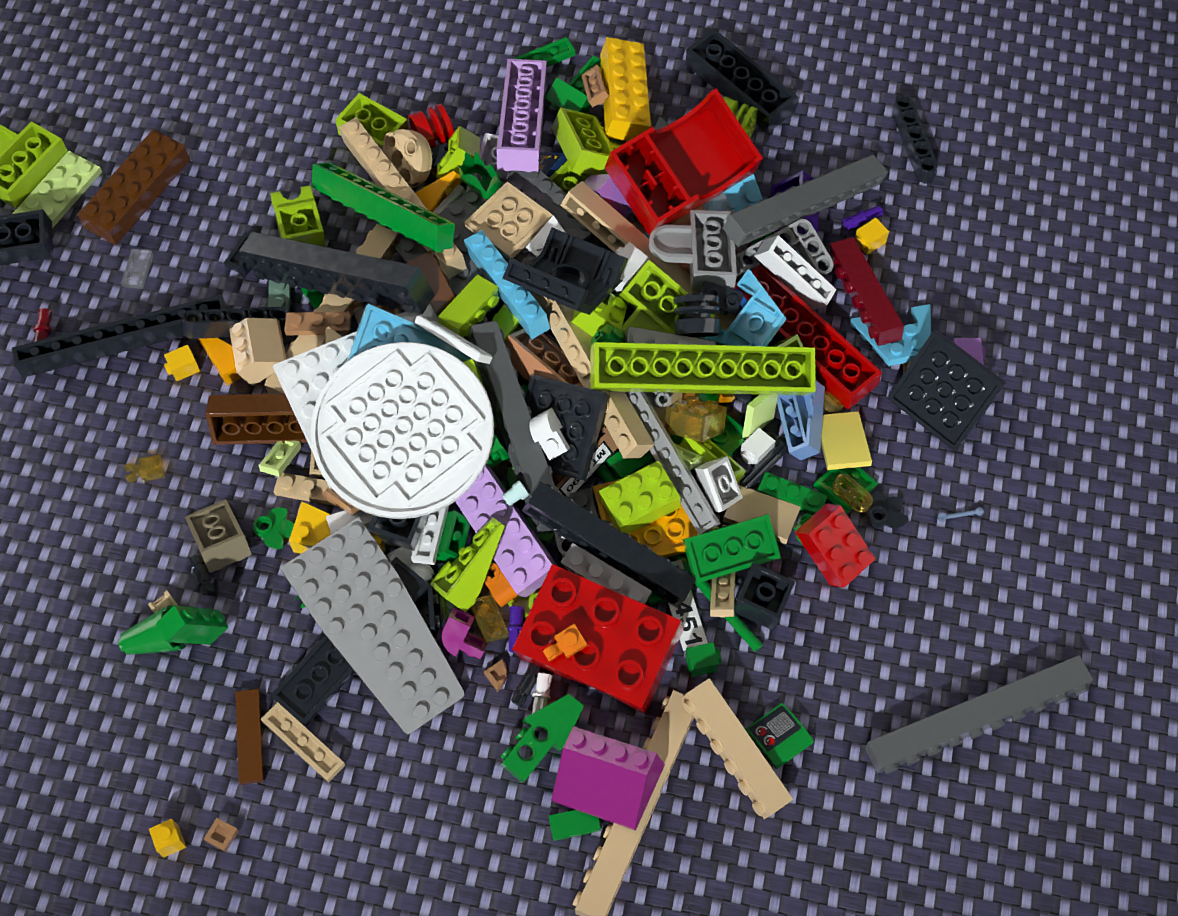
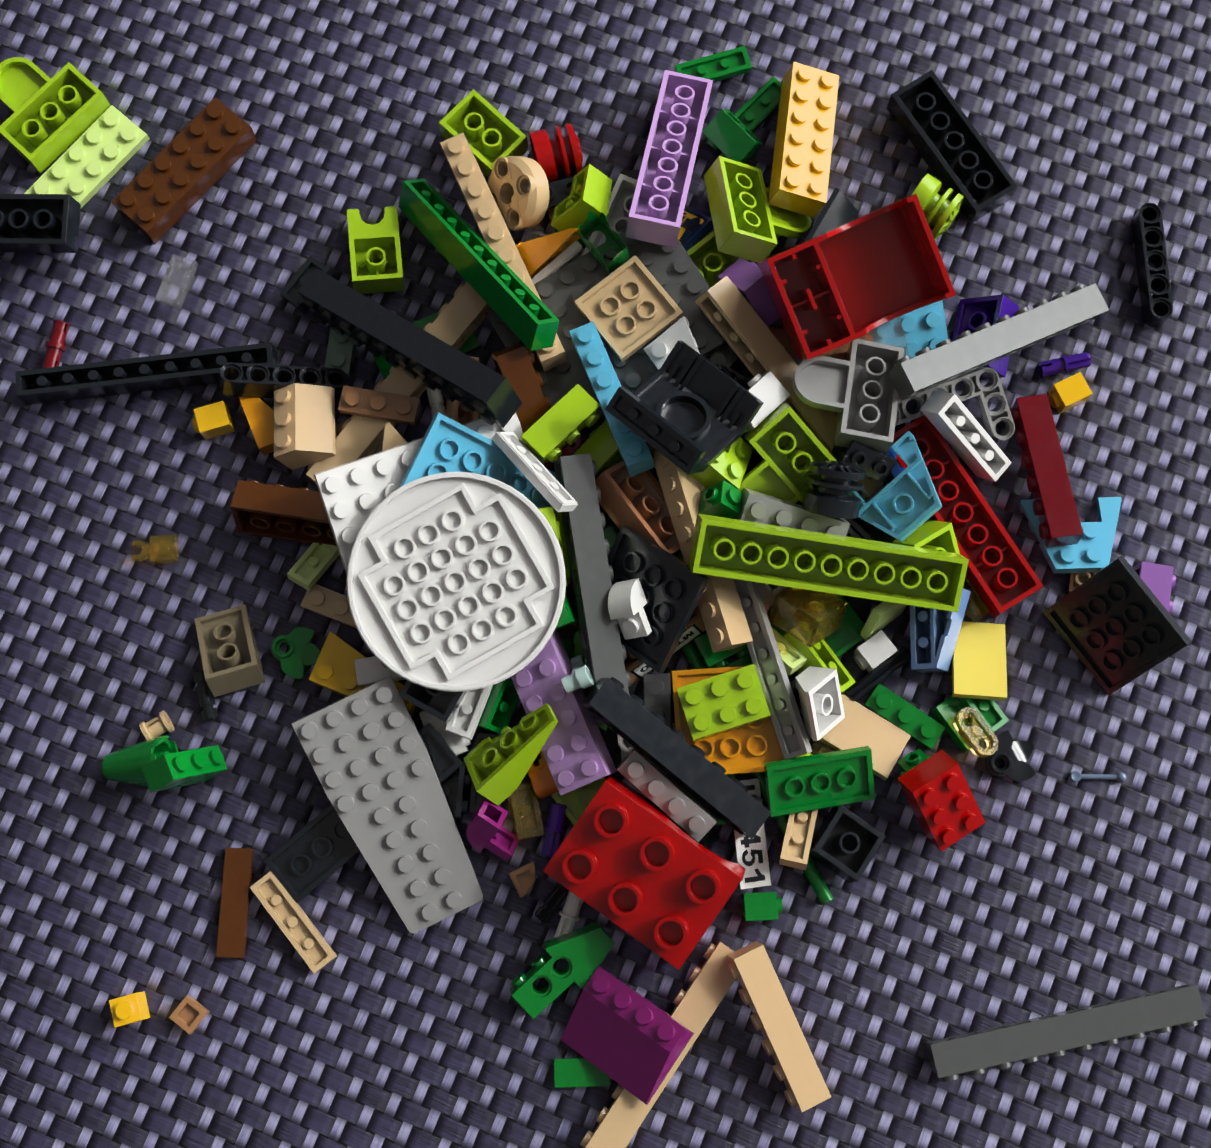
camera: 10 degrees right, 15 degrees up
(568, 642) = (607, 884): orange plate -> none
(595, 86) = (767, 128): medium nougat plate -> none
(779, 735) = (830, 1012): slope -> none

